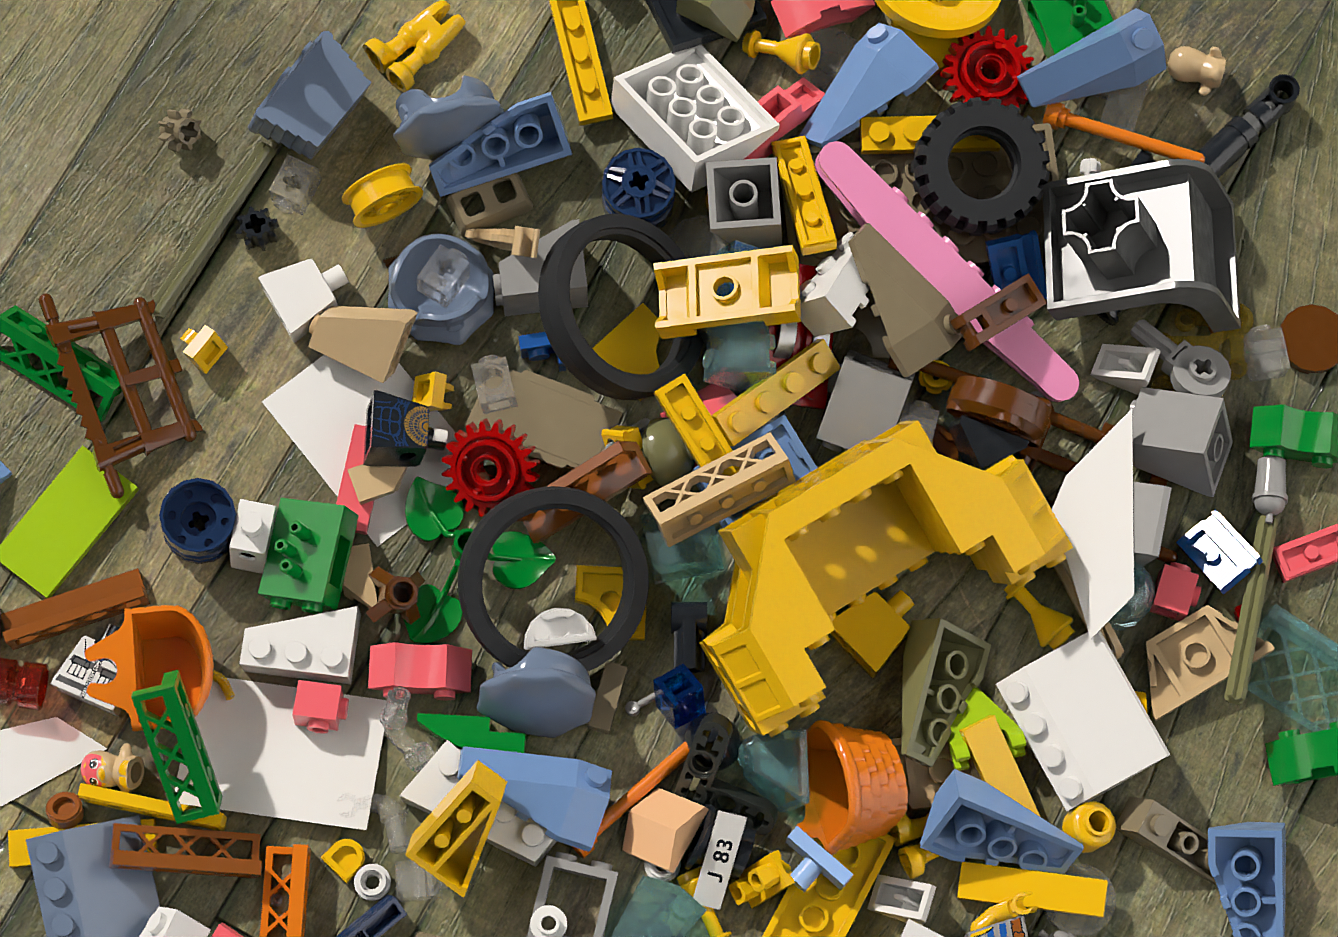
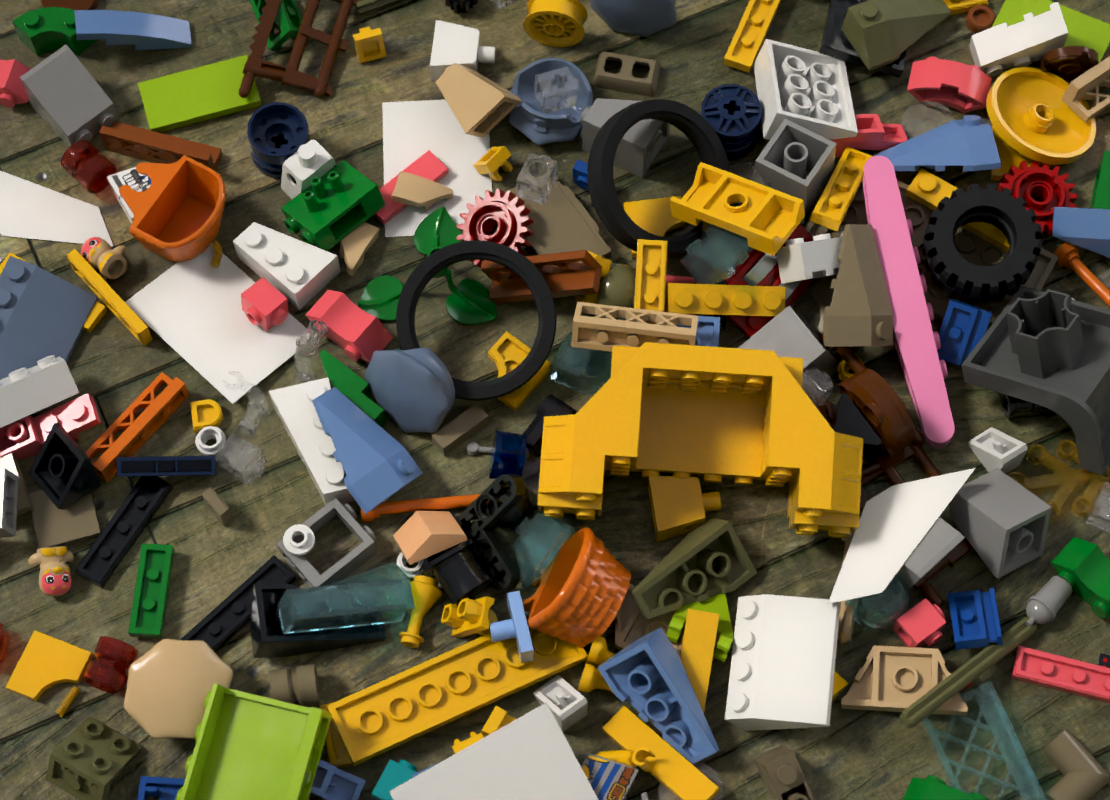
camera: 40 degrees right, 10 degrees down
(64, 810) = (55, 262): dark orange tile -> none
(188, 739) = (156, 262): green fence -> none
(188, 863) = (101, 342): dark orange fence -> none
(396, 595) = (369, 267): reddish brown rock -> none
(398, 432) = (451, 169): black torso -> none
(458, 827) = (286, 433): yellow wedge -> none
(510, 143) = (669, 38): medium blue wedge -> none
(520, 241) = (615, 87): tan piece -> none
(558, 627) = (456, 351): white tile -> none
(719, 859) = (448, 577): white sticker -> none
(797, 52) = (908, 103): yellow piece -> none
(999, 311) = (923, 342): reddish brown plate -> none
(1050, 625) = (809, 583): yellow piece -> none
(1090, 825) = (735, 742): yellow head -> none
(1190, 367) = (1042, 473): light grey piece -> none

